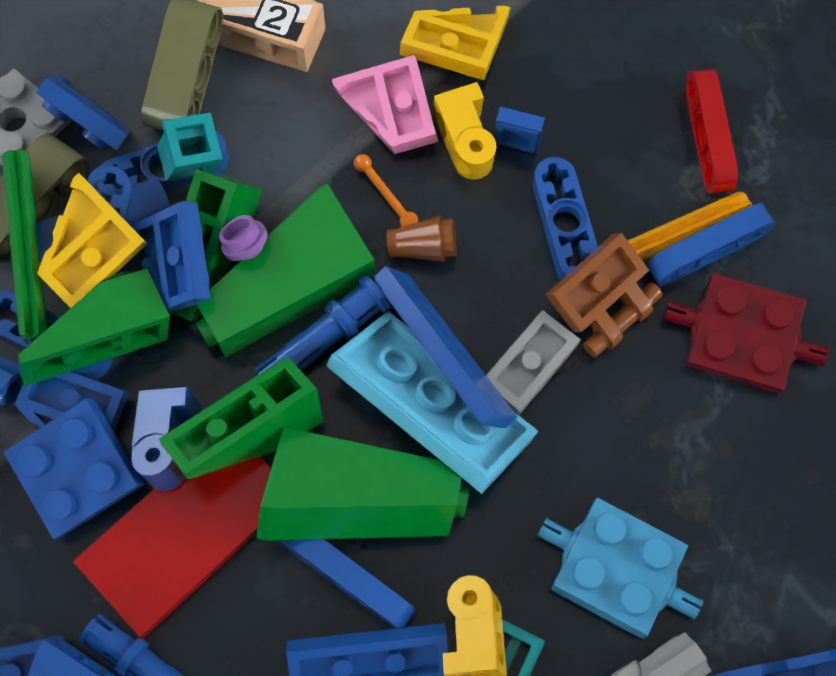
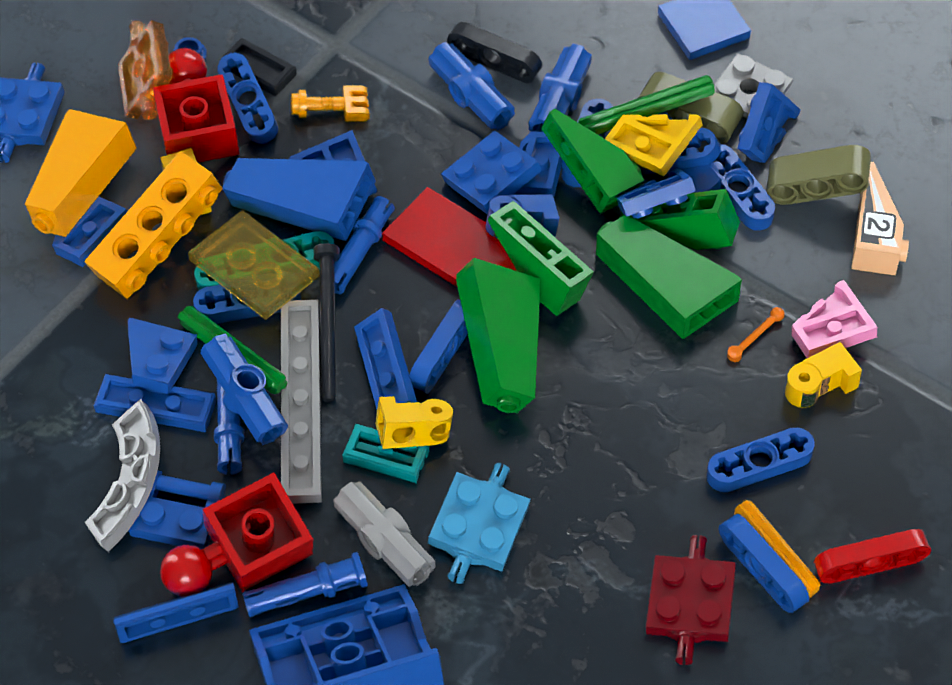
camera: 85 degrees right, 15 degrees down
(188, 145) = (743, 182): teal brick -> none
(242, 238) = (679, 230): medium lavender plate -> none
(340, 321) = (637, 314): blue pin -> none
(409, 388) = (584, 377): medium azure tile -> none
(424, 240) = (718, 363): dark orange cone -> none
(445, 349) = (625, 375): blue tile -> none
(455, 39) = (907, 362): yellow wing -> none
(518, 130) = (831, 411): blue tile -> none
(532, 361) = (630, 443): light grey plate -> none
(596, 285) = (705, 475): dark orange plate -> none

